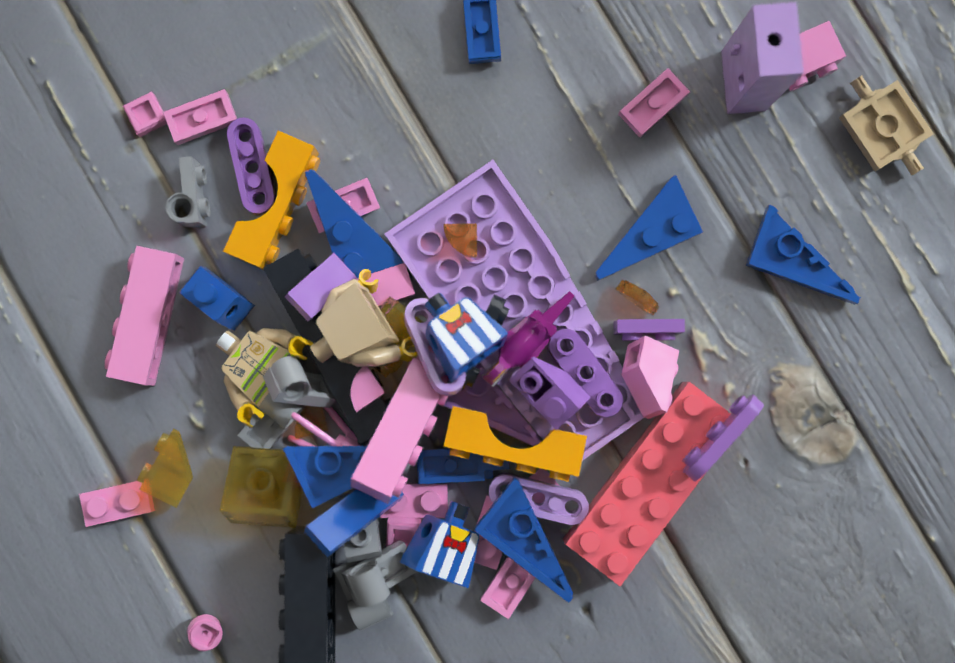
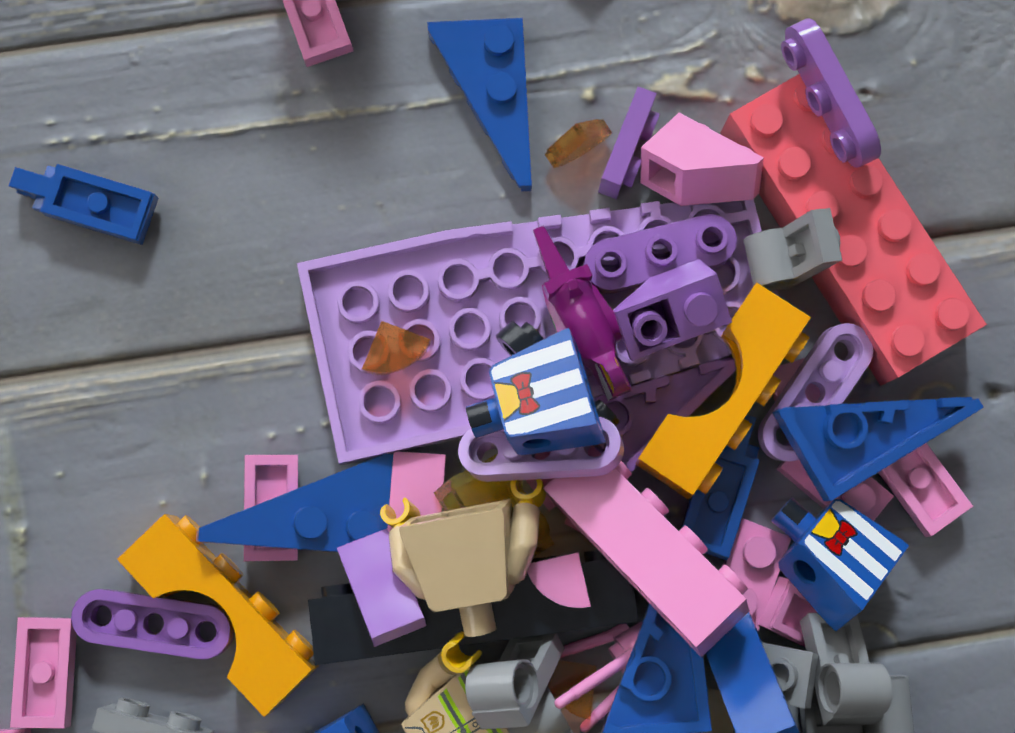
camera: 70 degrees left, 5 degrees down
(615, 451) = (795, 252): none -> light grey plate

